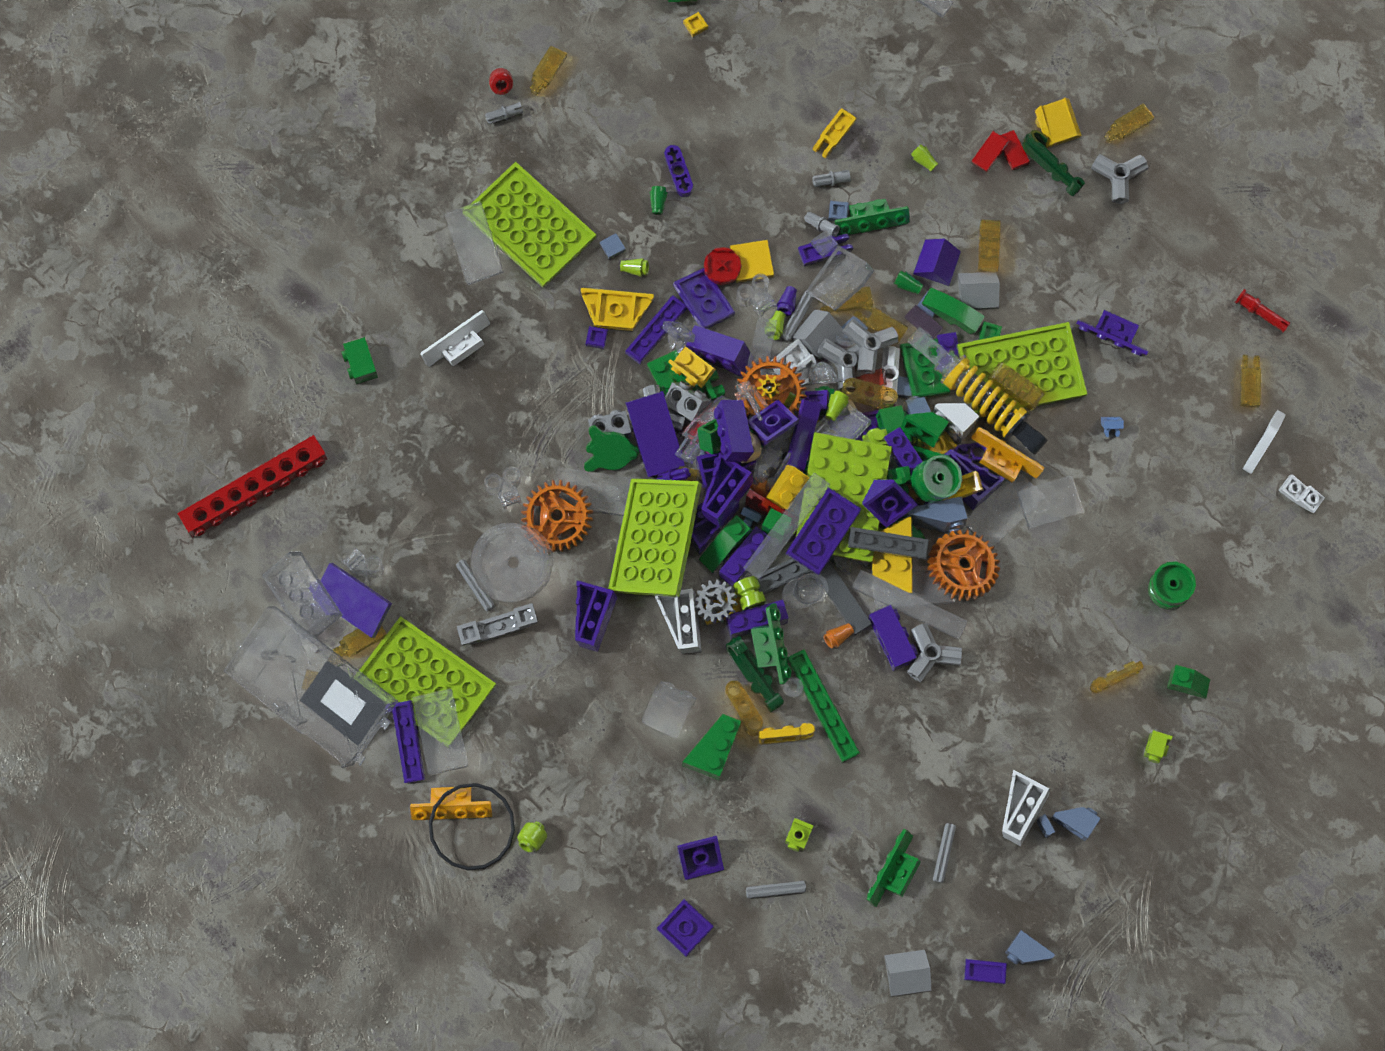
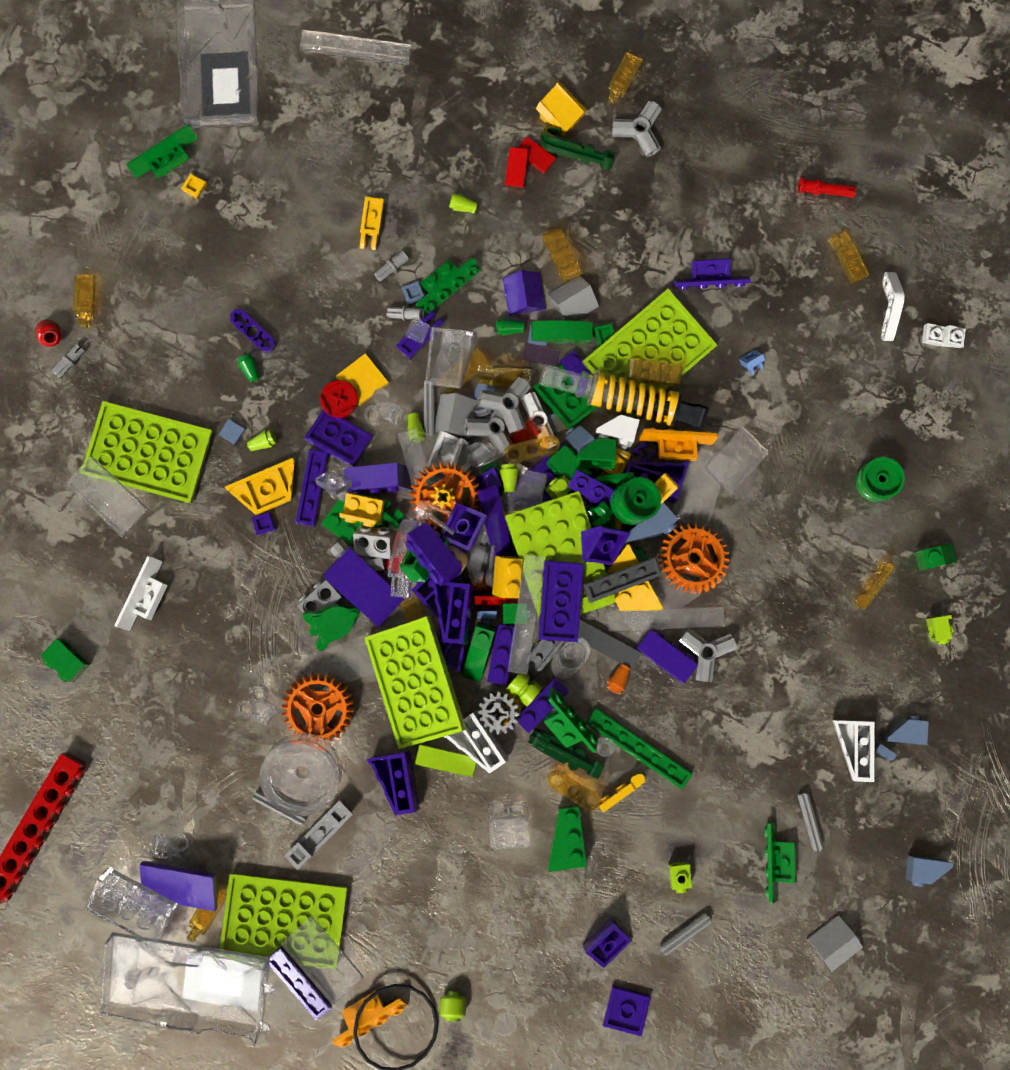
camera: 25 degrees left, 10 degrees up
(644, 621) = (445, 760): none -> lime slope
(675, 474) = (400, 616): dark purple axle -> none
(787, 301) = (413, 400): dark purple cone -> none
(985, 971) = (899, 905): dark purple tile -> none

